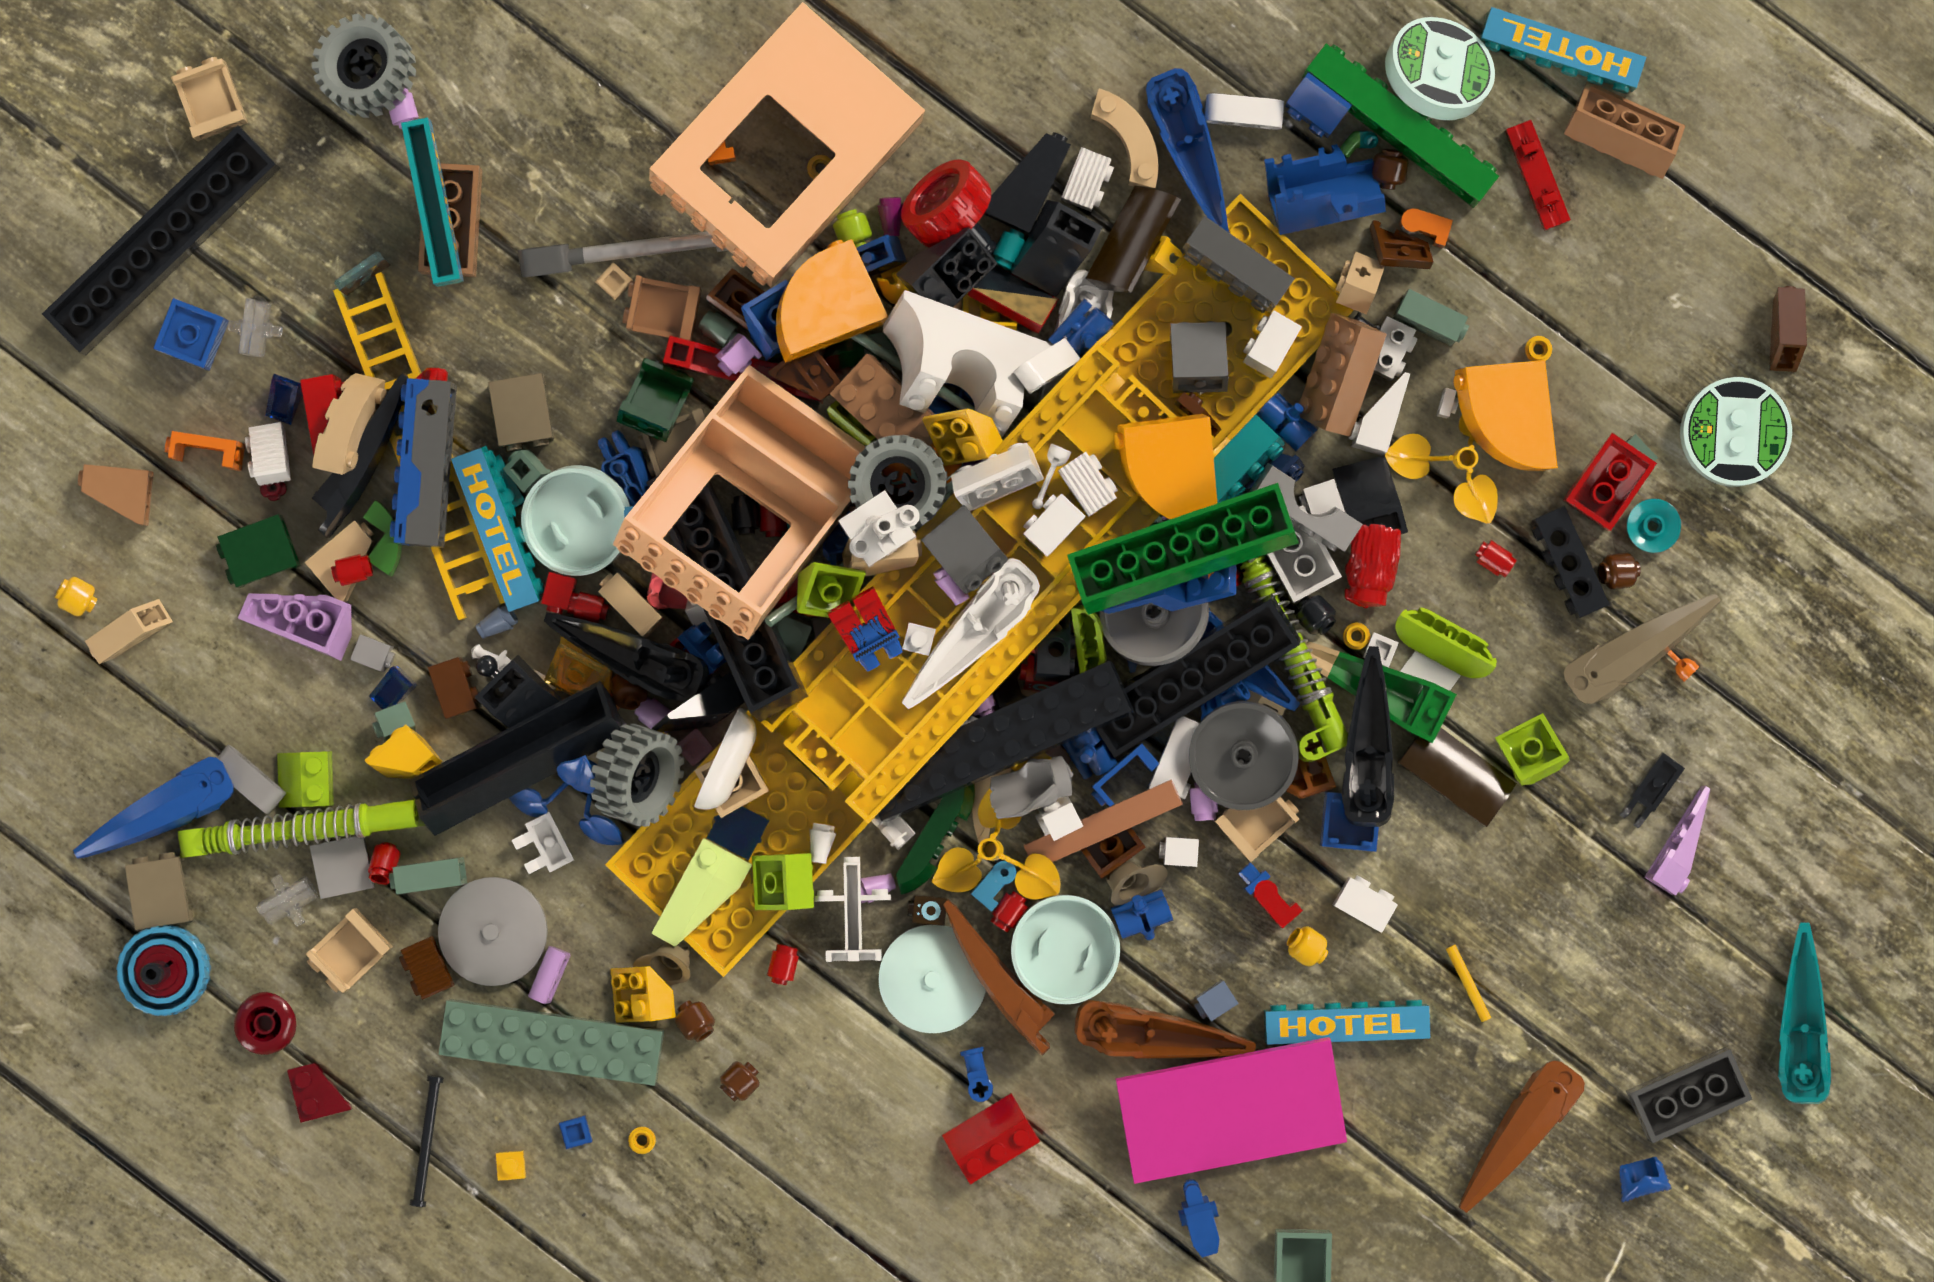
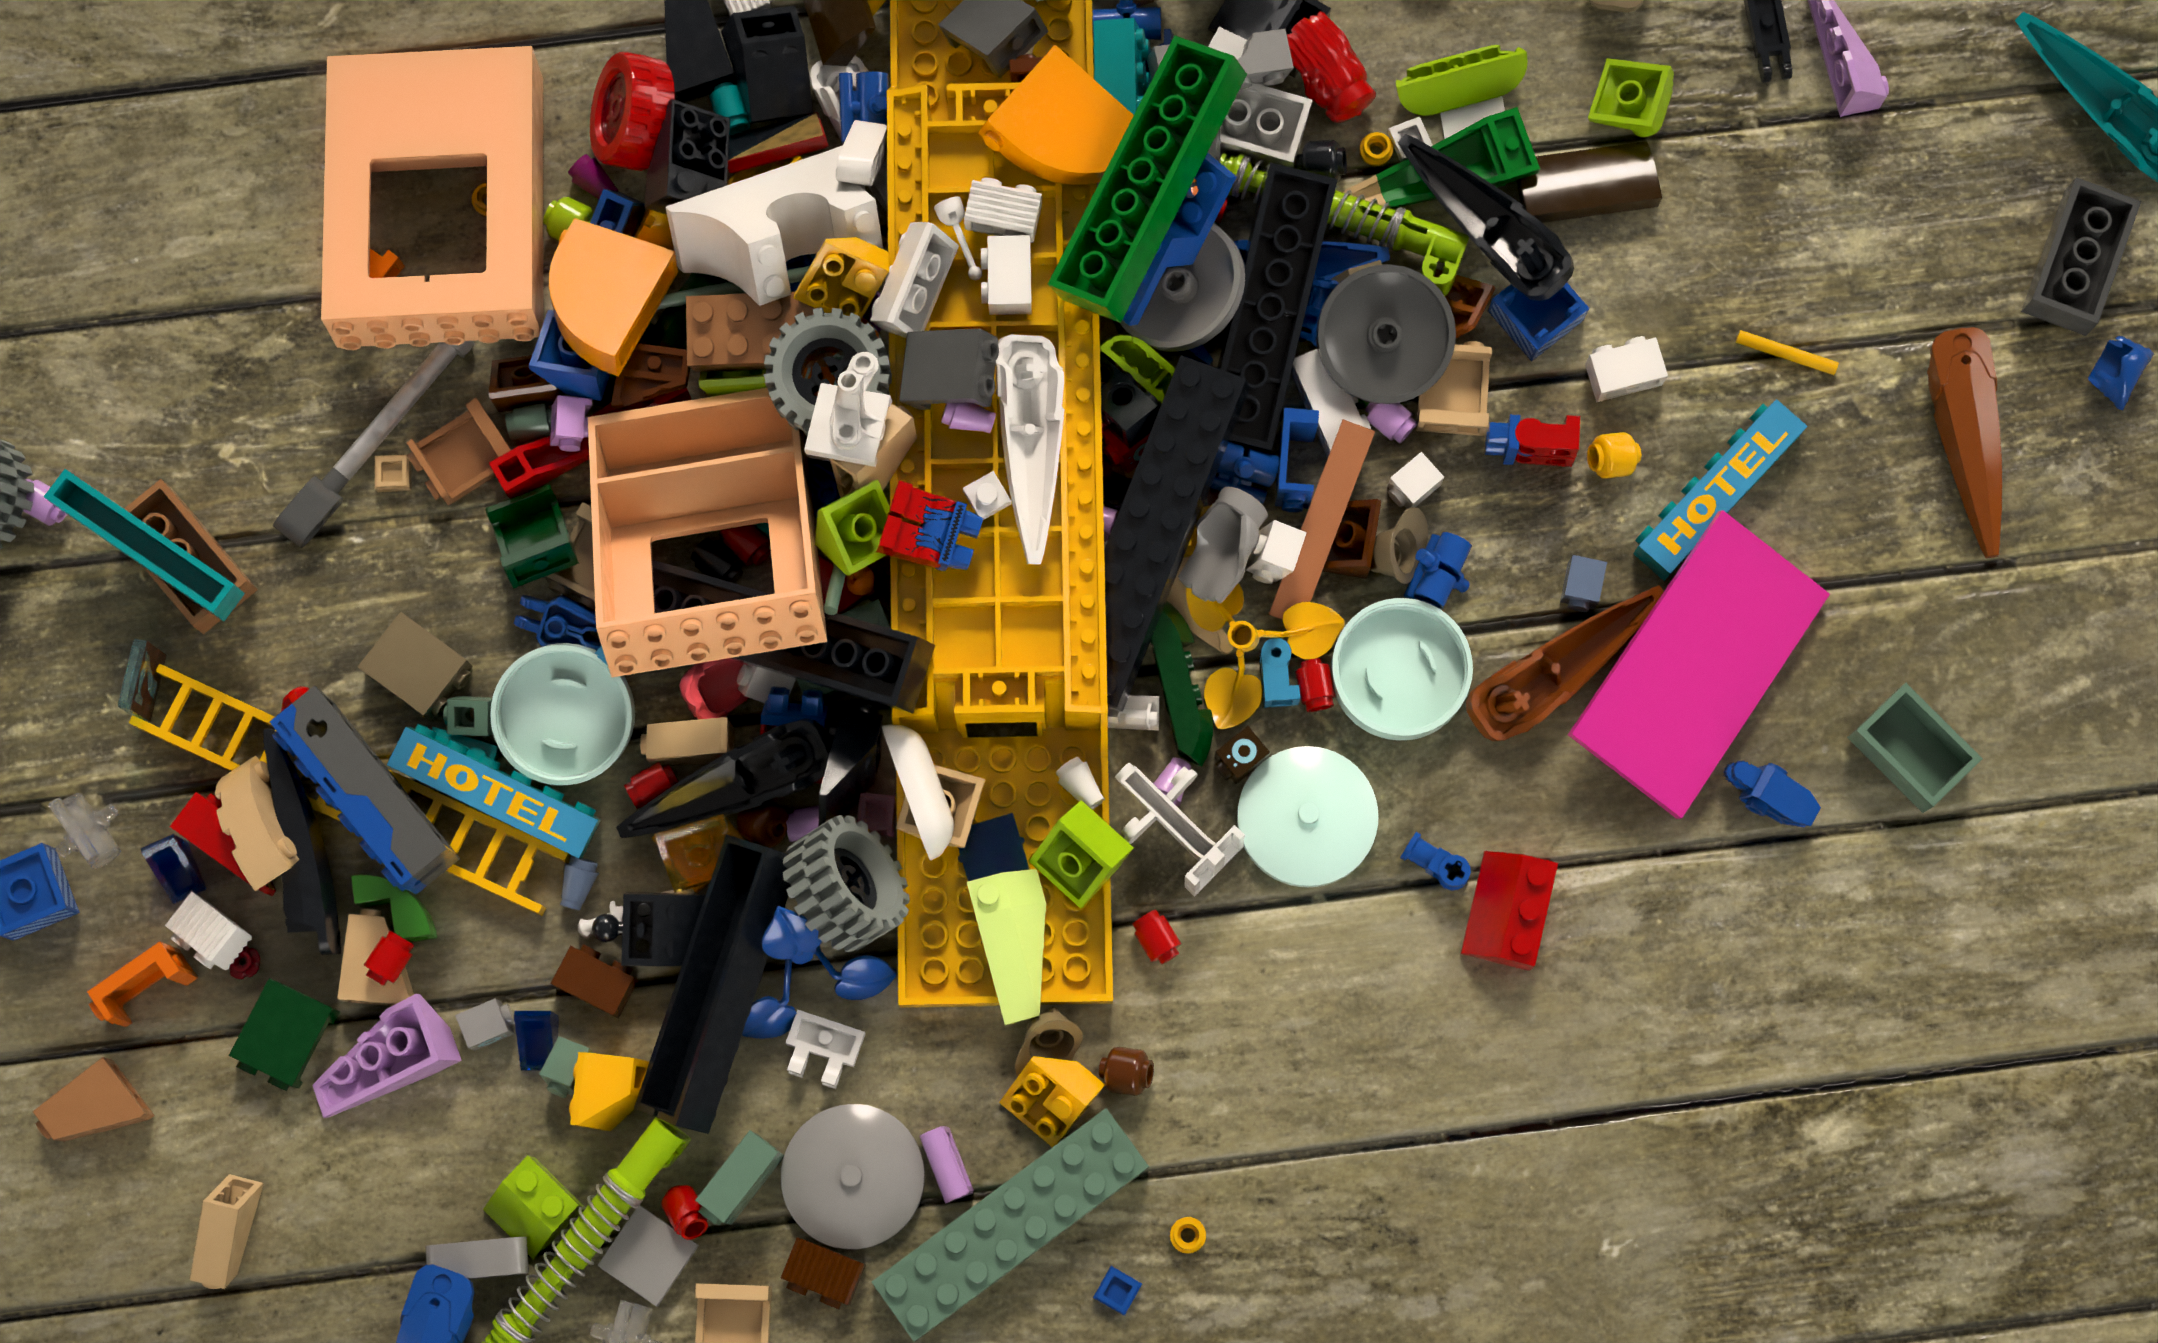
camera: 45 degrees left, 10 degrees down
(75, 596) = (142, 1247): yellow head -> none
(558, 592) = (609, 797): red brick -> none
(739, 1081) = (1224, 1085): reddish brown head -> none
(1009, 994) = (1398, 757): dark orange piece -> none

